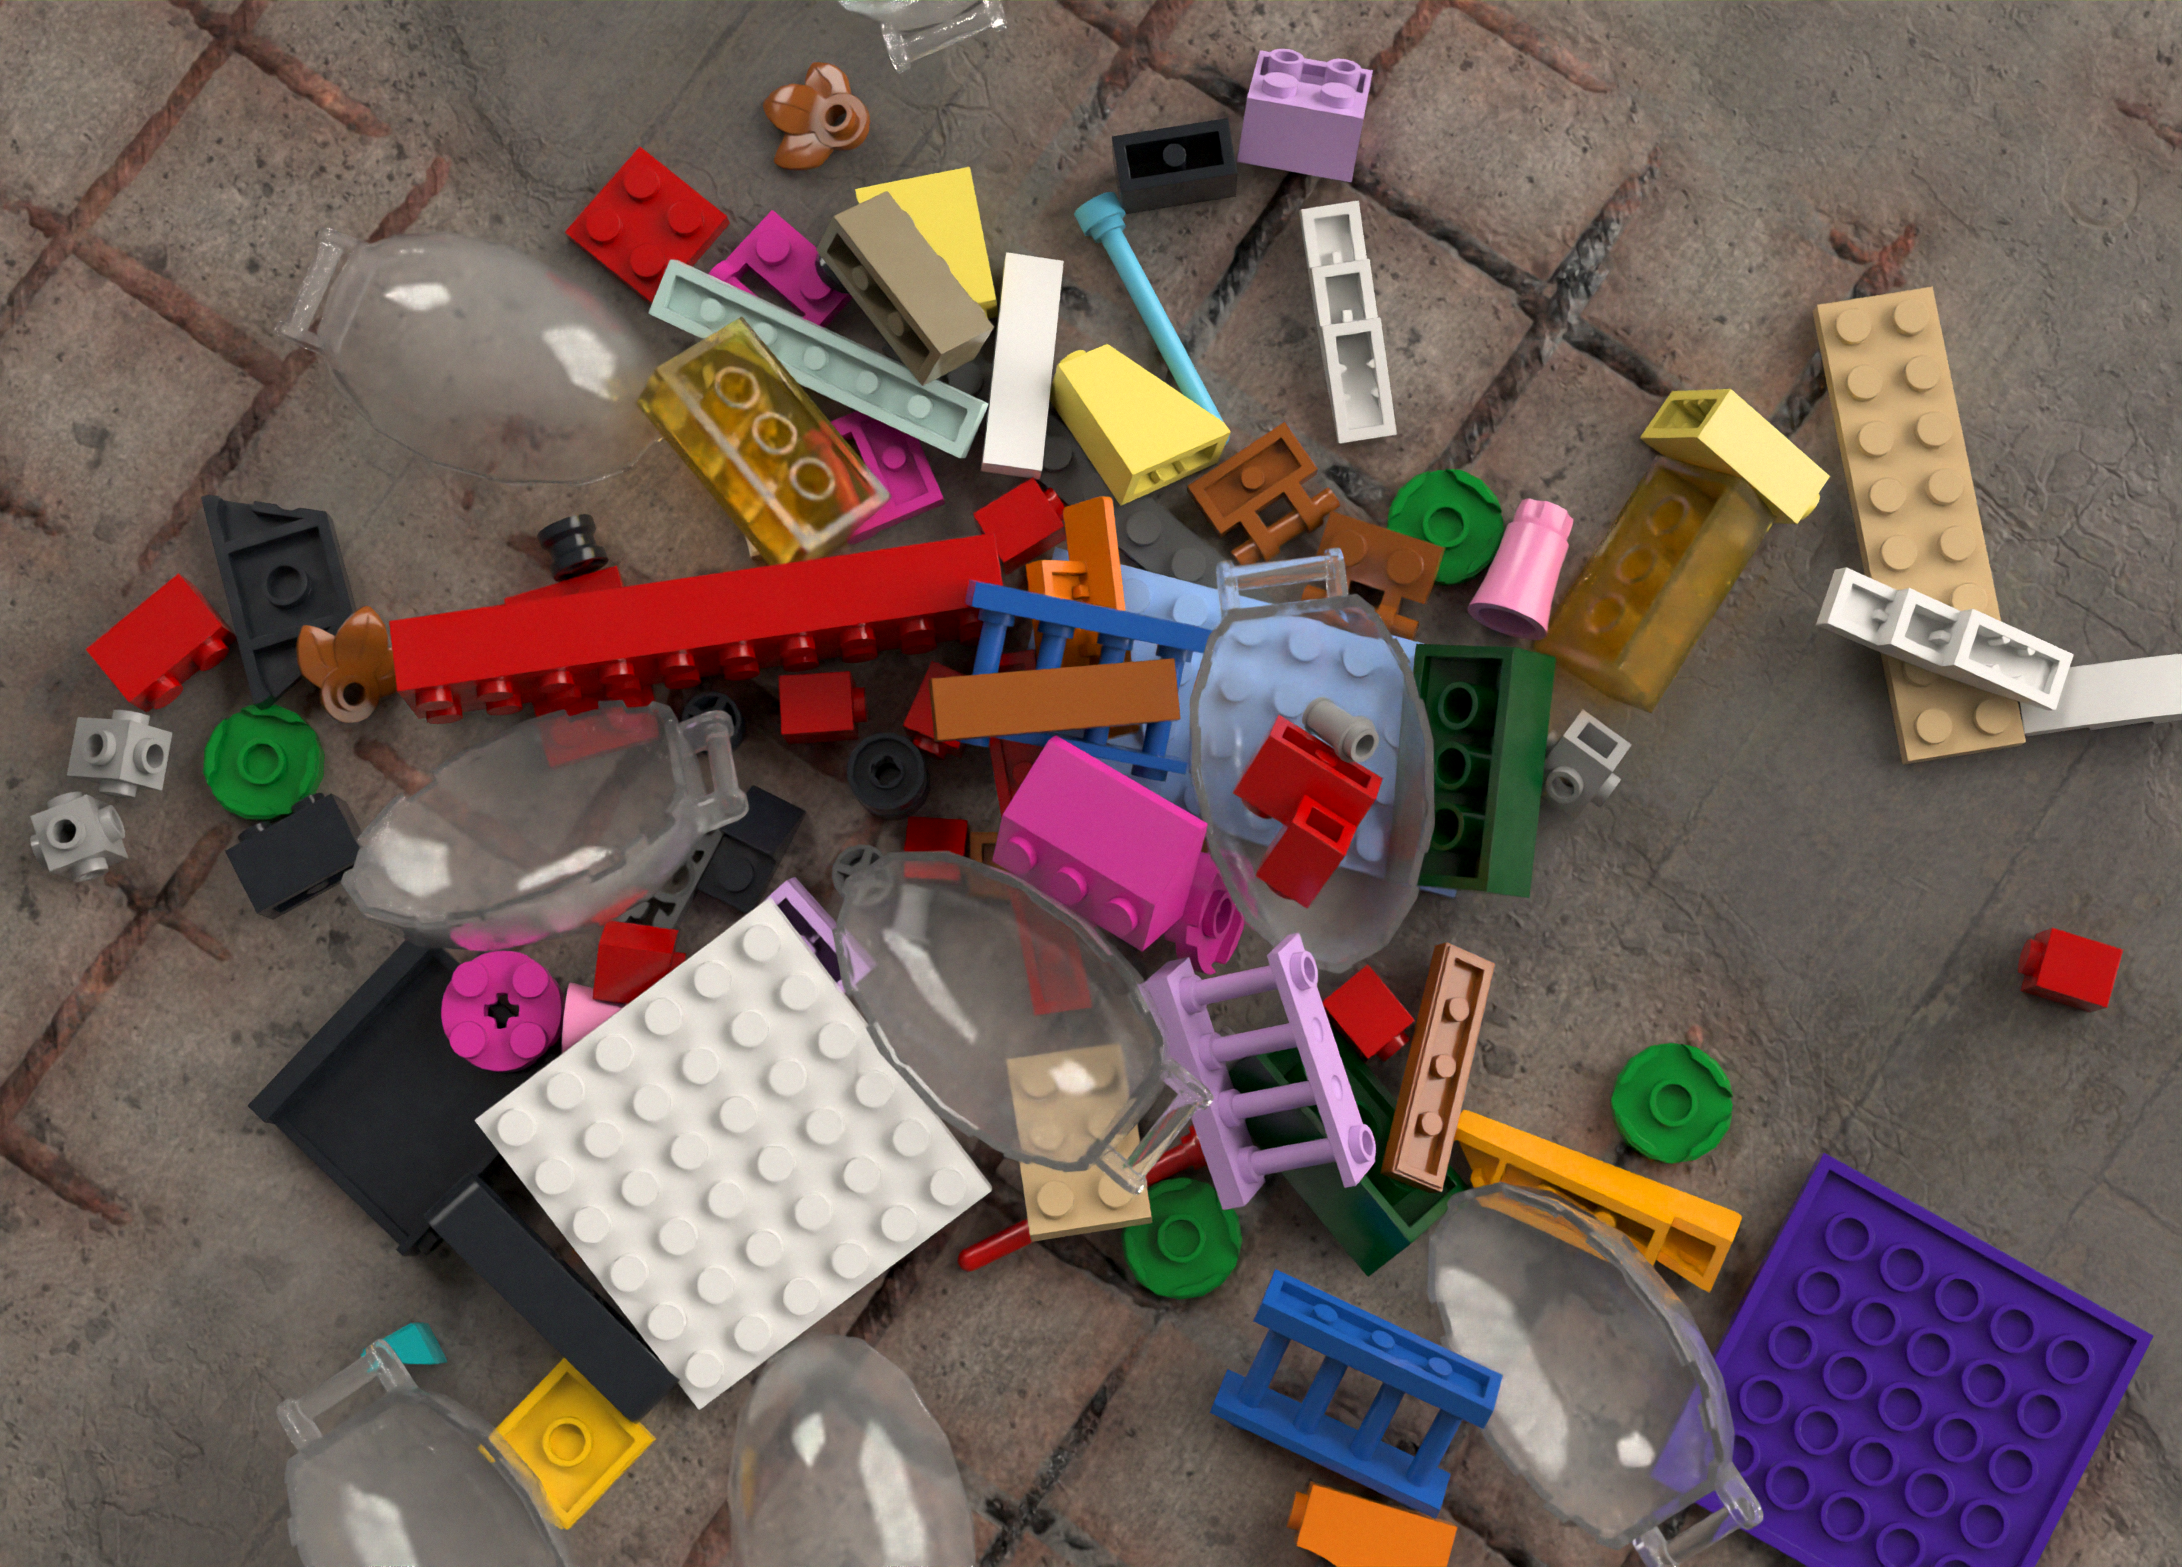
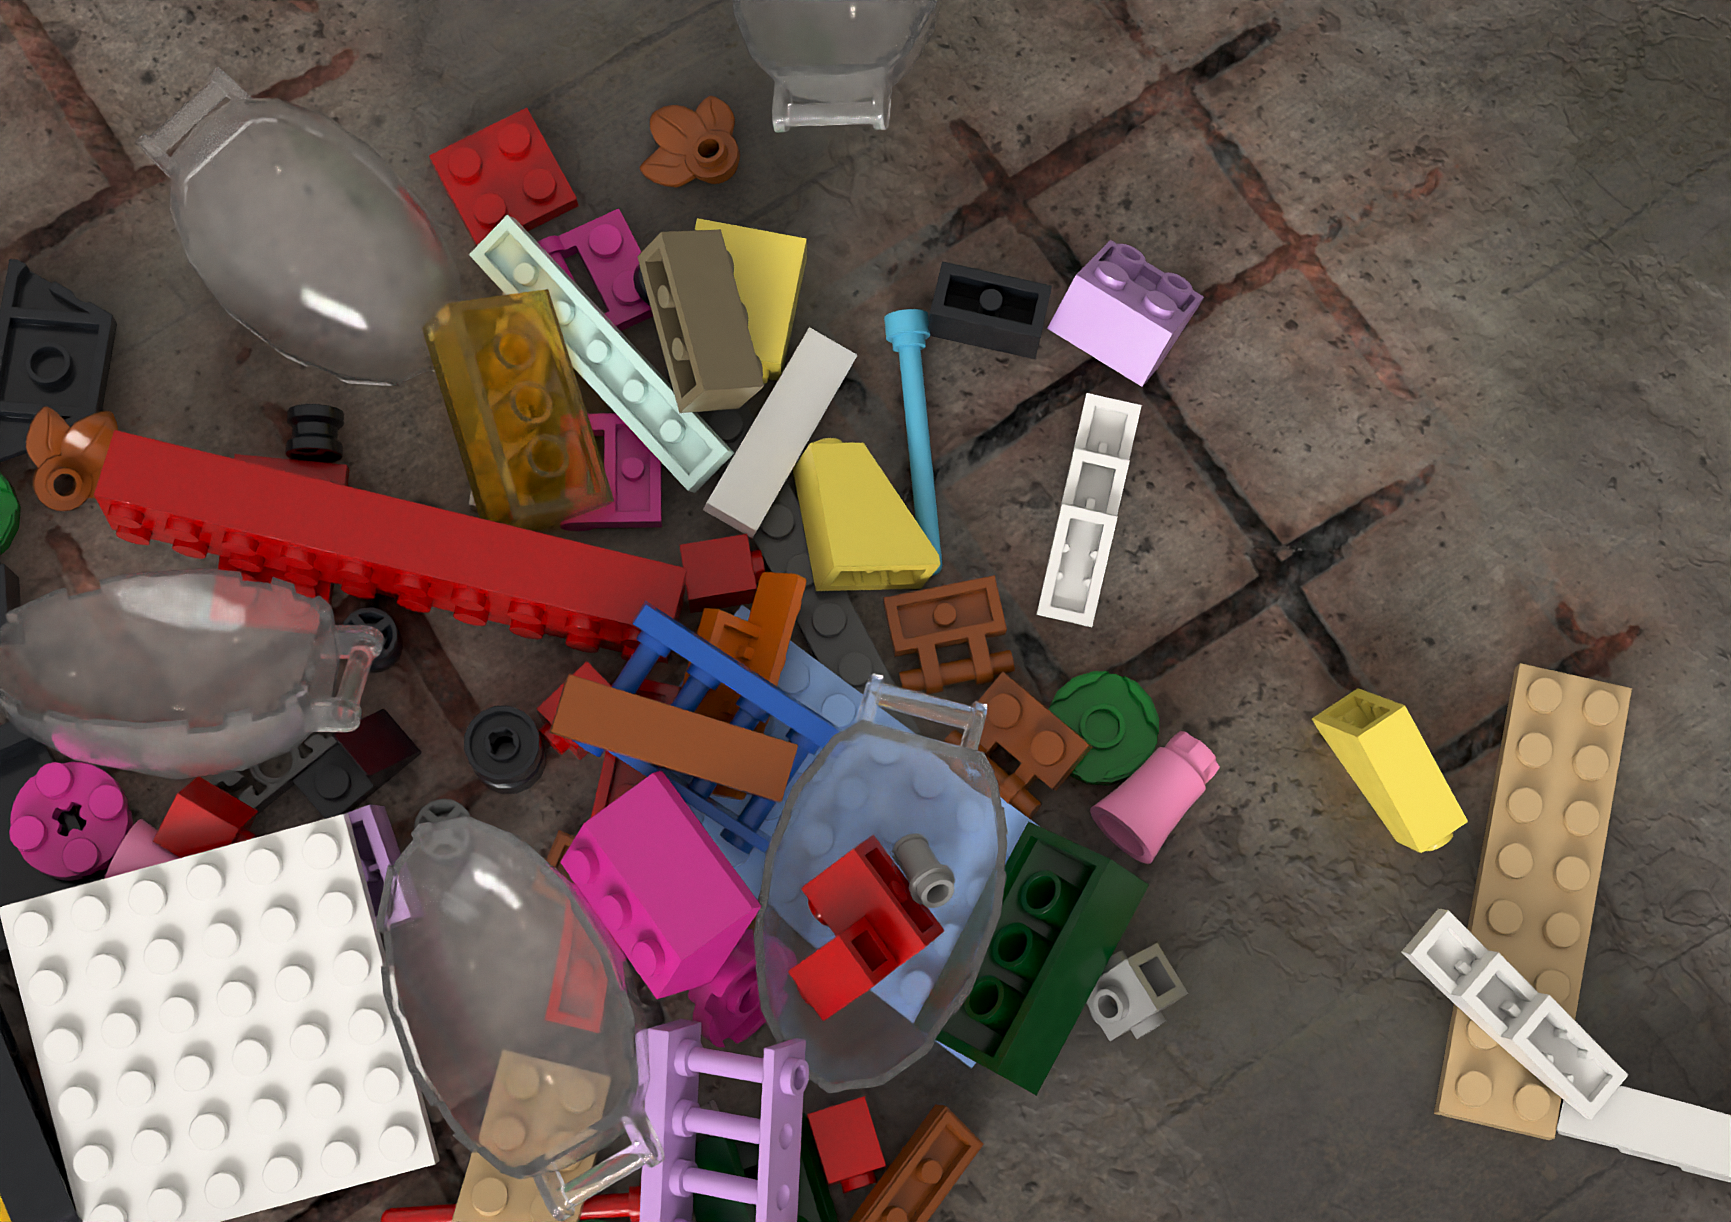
camera: 10 degrees right, 5 degrees down
(821, 707) = (472, 663): red brick -> none
(936, 835) = (528, 821): red slope -> none
(1656, 580) = (1272, 854): clear yellow slope -> none

